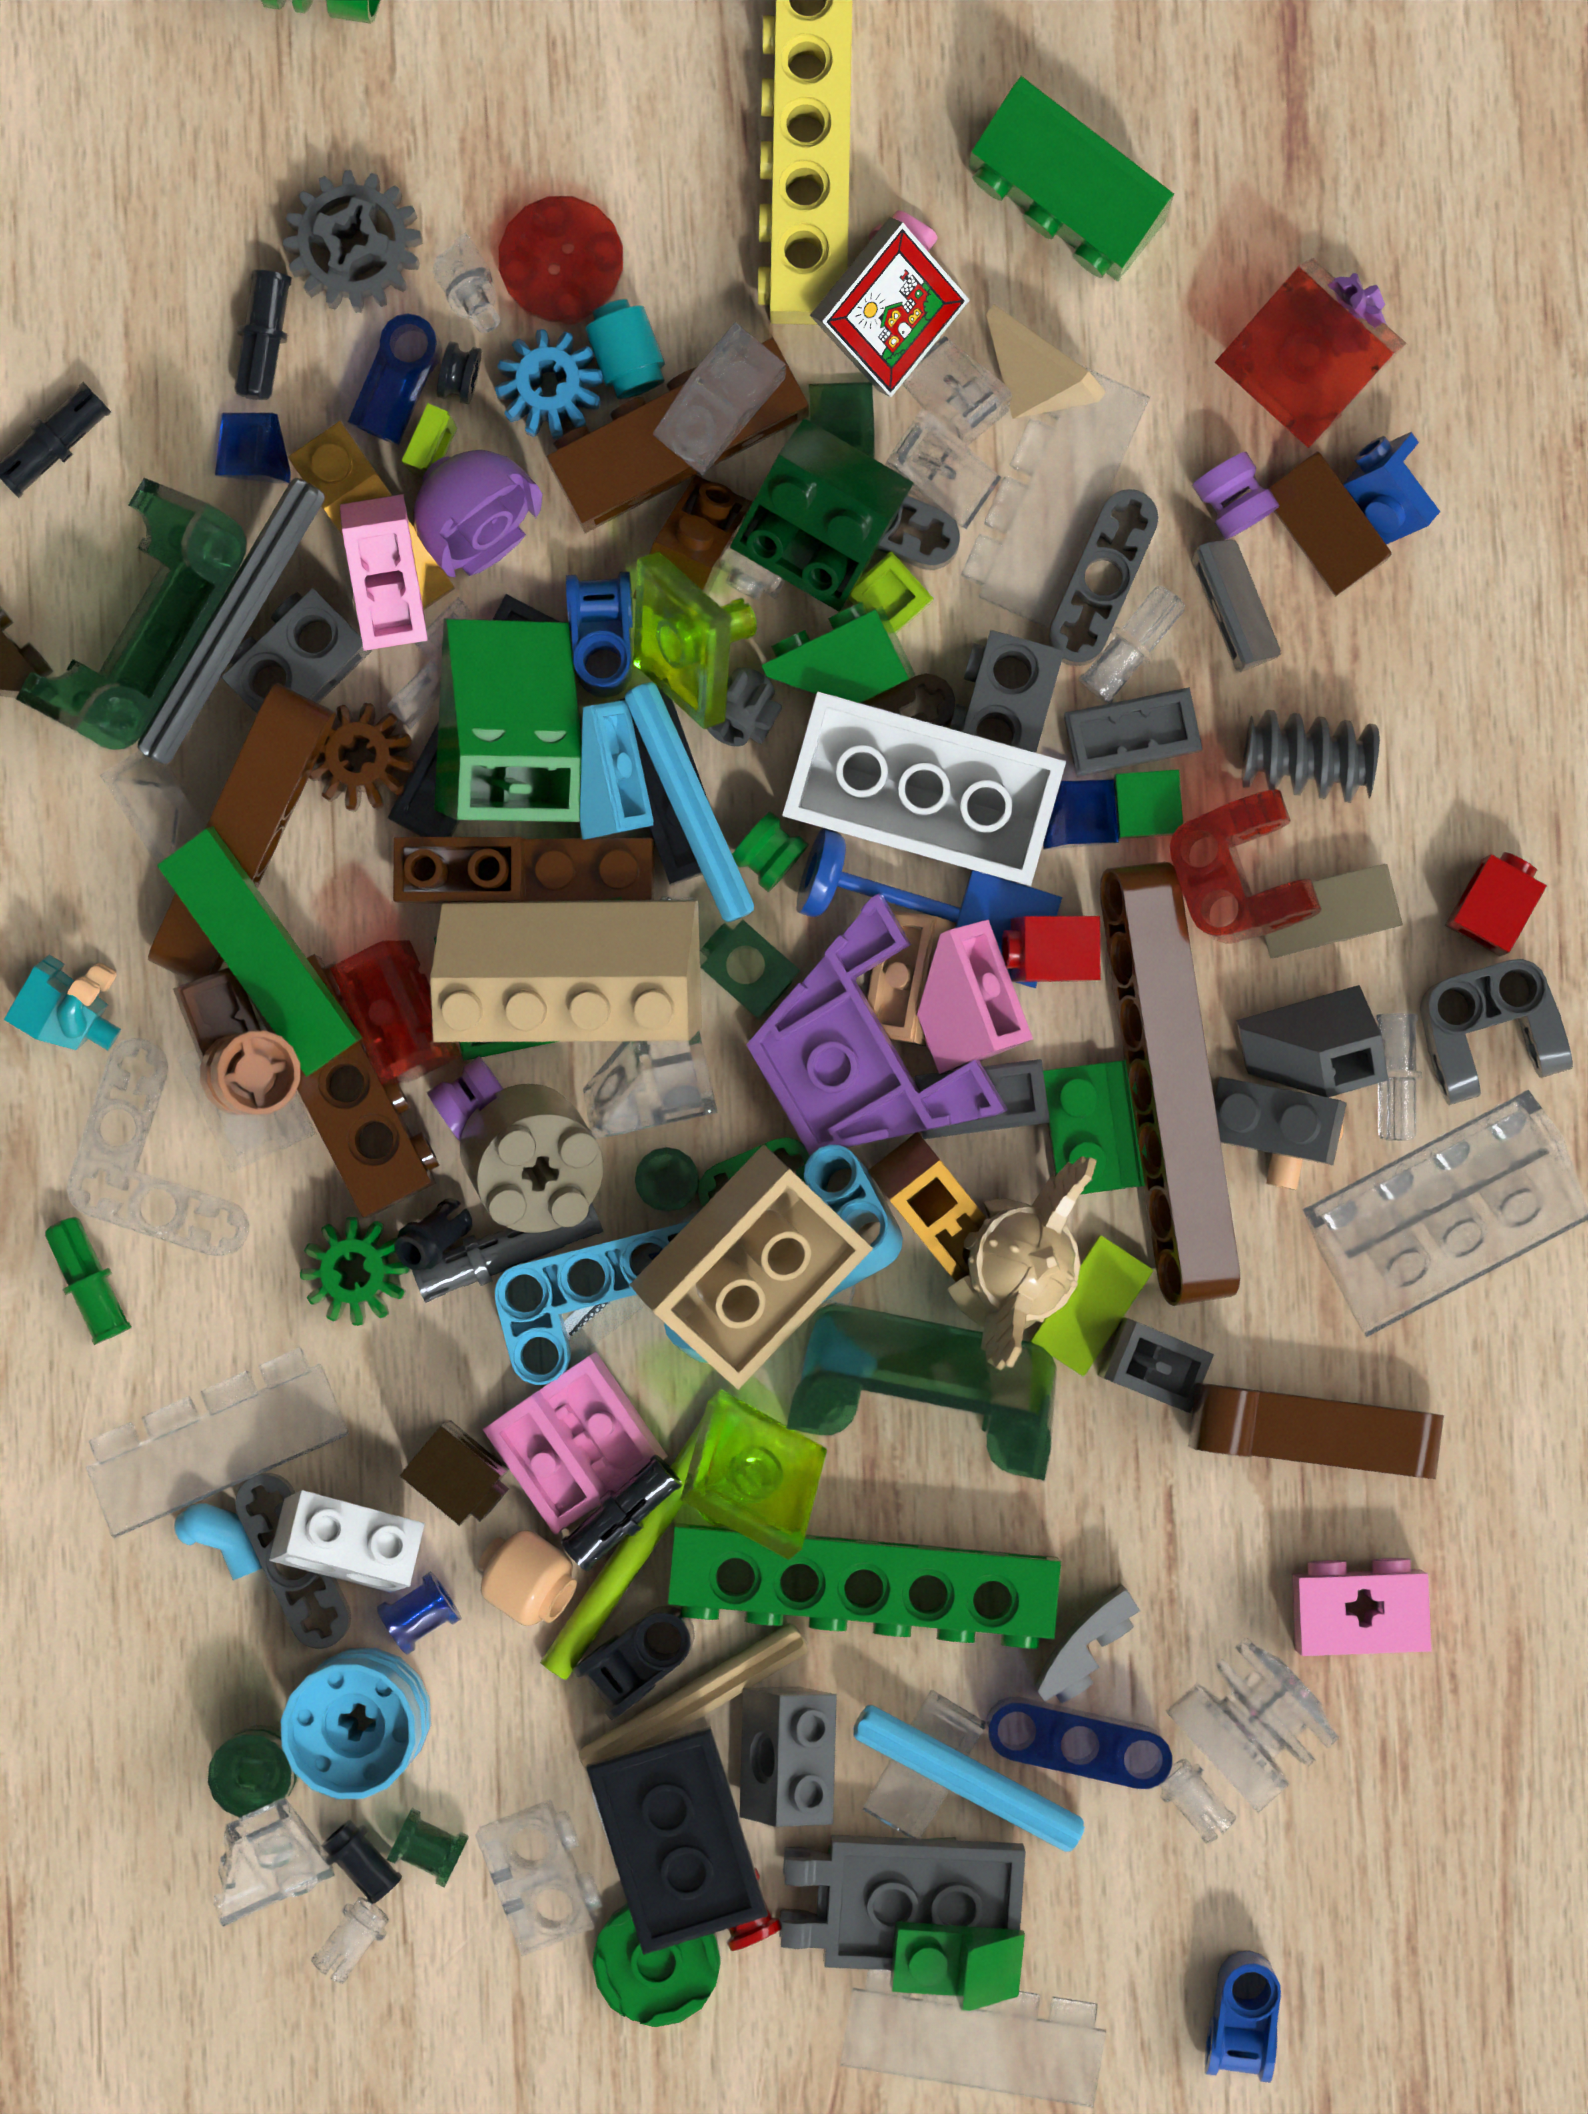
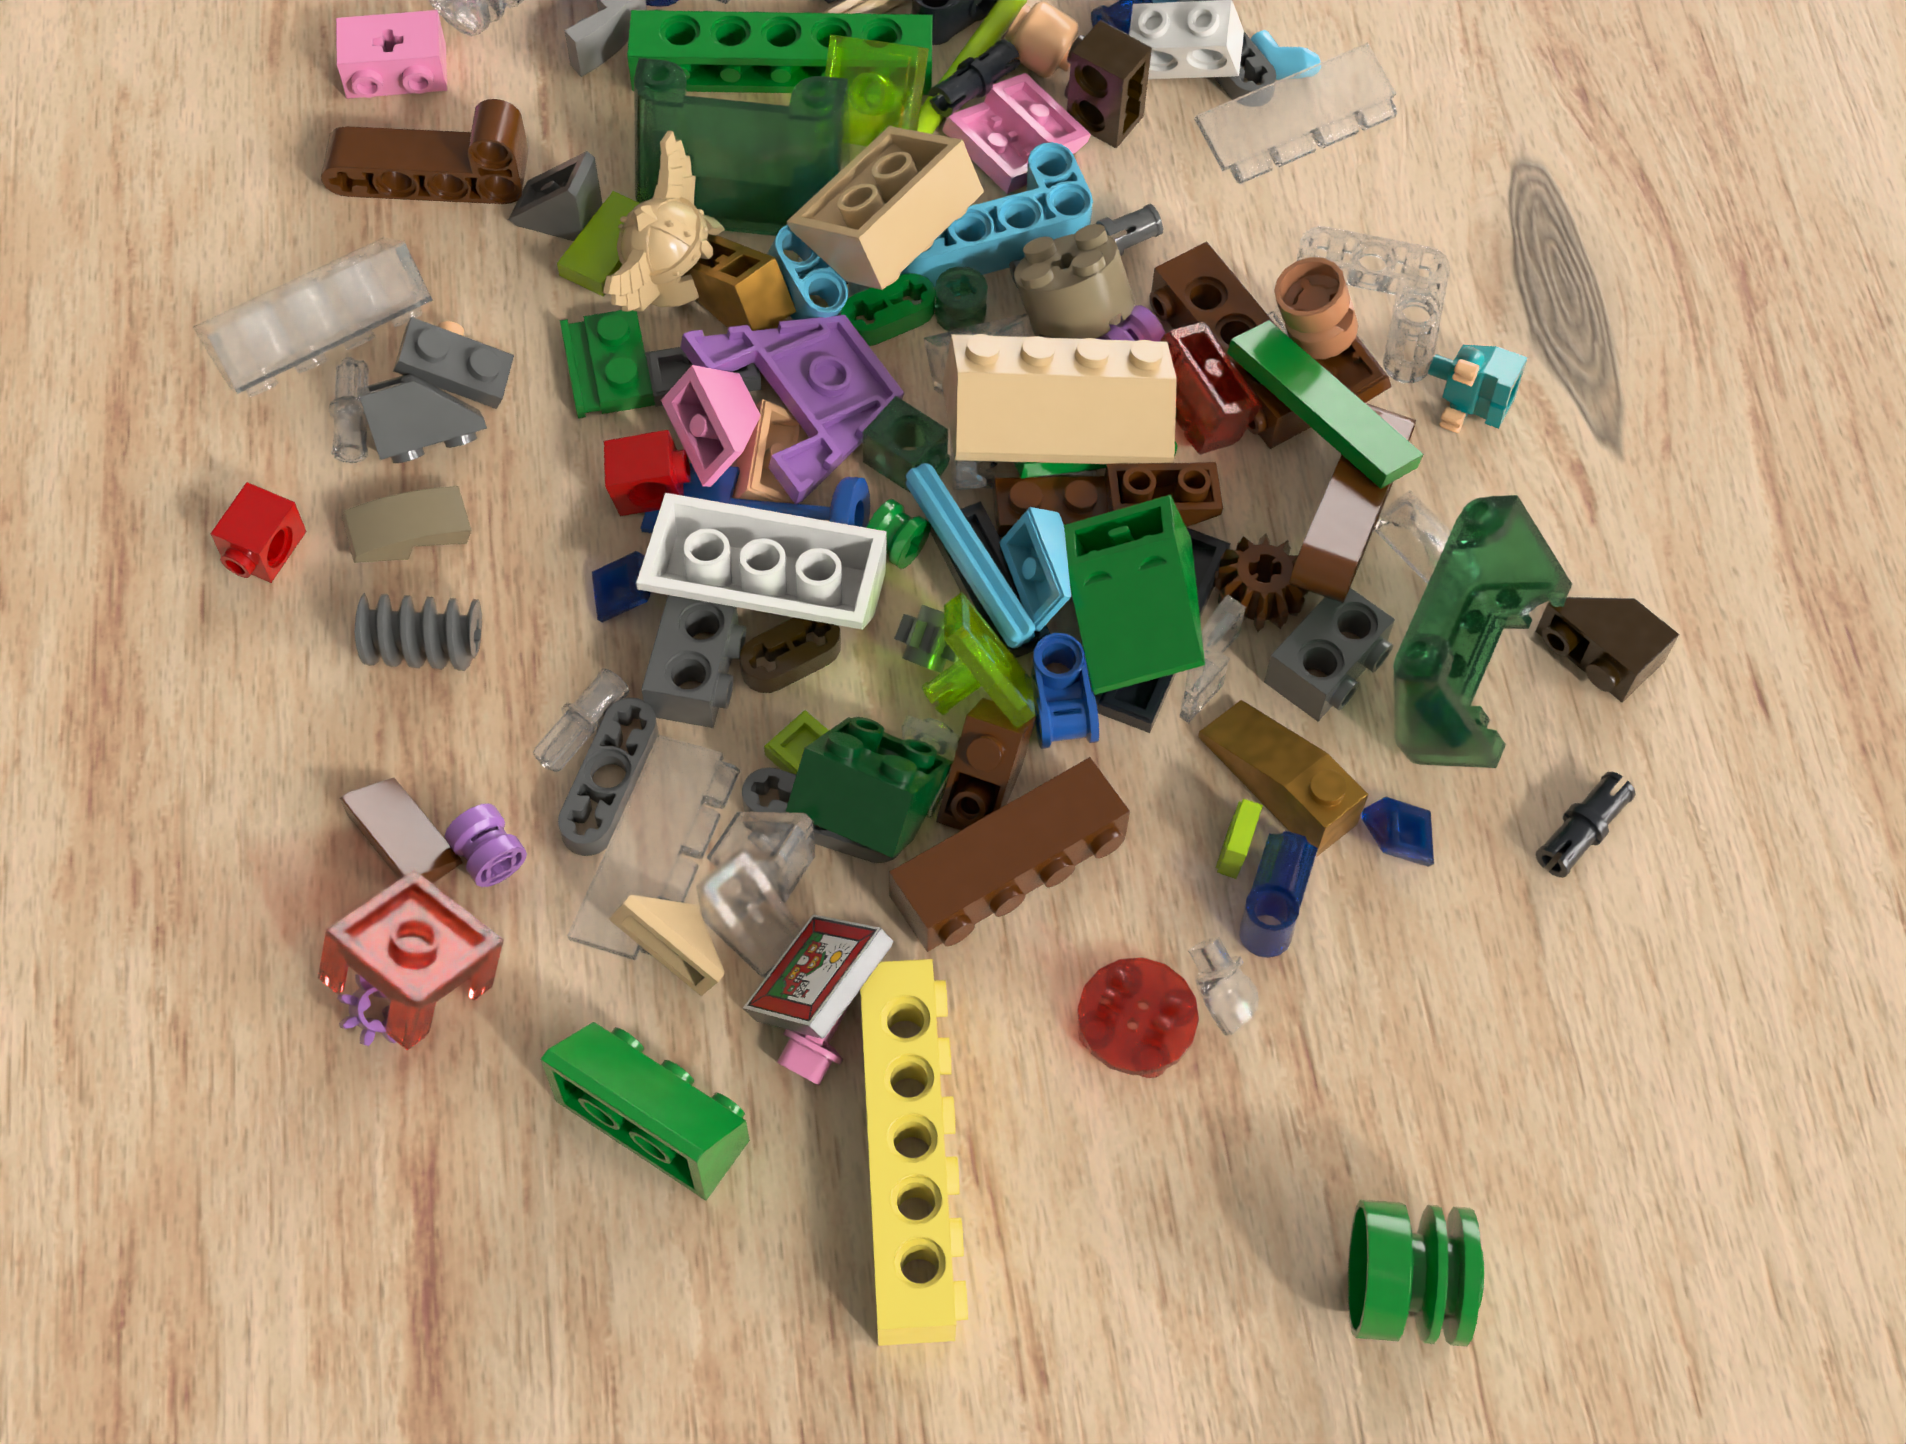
camera: 170 degrees right, 25 degrees down
(86, 1280) = (1418, 208): green axle -> none
(231, 620) = (1377, 691): dark grey axle -> none
(262, 334) = (1409, 928): black axle -> none
(334, 1278) = (1208, 216): green gear -> none
(360, 215) = (1361, 1012): dark grey gear -> none
(383, 572) = (1265, 696): bright pink brick -> none
(423, 1242) = (1148, 244): black pin -> none
(459, 372) = (1220, 902): black bush -> none
(473, 509) = (1195, 776): medium lavender cylinder -> none
(568, 394) = (1134, 917): dark azure gear -> none
(625, 348) = (1066, 933): teal brick -> none
(720, 398) = (967, 851): clear slope -> none
(845, 412) = (859, 894): clear green slope -> none
(848, 662) = (842, 678): green slope -> none
(1133, 732) = (579, 649): dark grey plate -> none
(1148, 803) = (565, 599): green tile -> none
(1173, 1082) = (540, 378): beam -> none
(1225, 876) = (465, 501): clear red piece -> none
(1235, 604) = (485, 757): dark grey slope -> none
(1388, 489) = (347, 859): blue bracket -> none
(1480, 988) = (271, 451): dark grey piece -> none

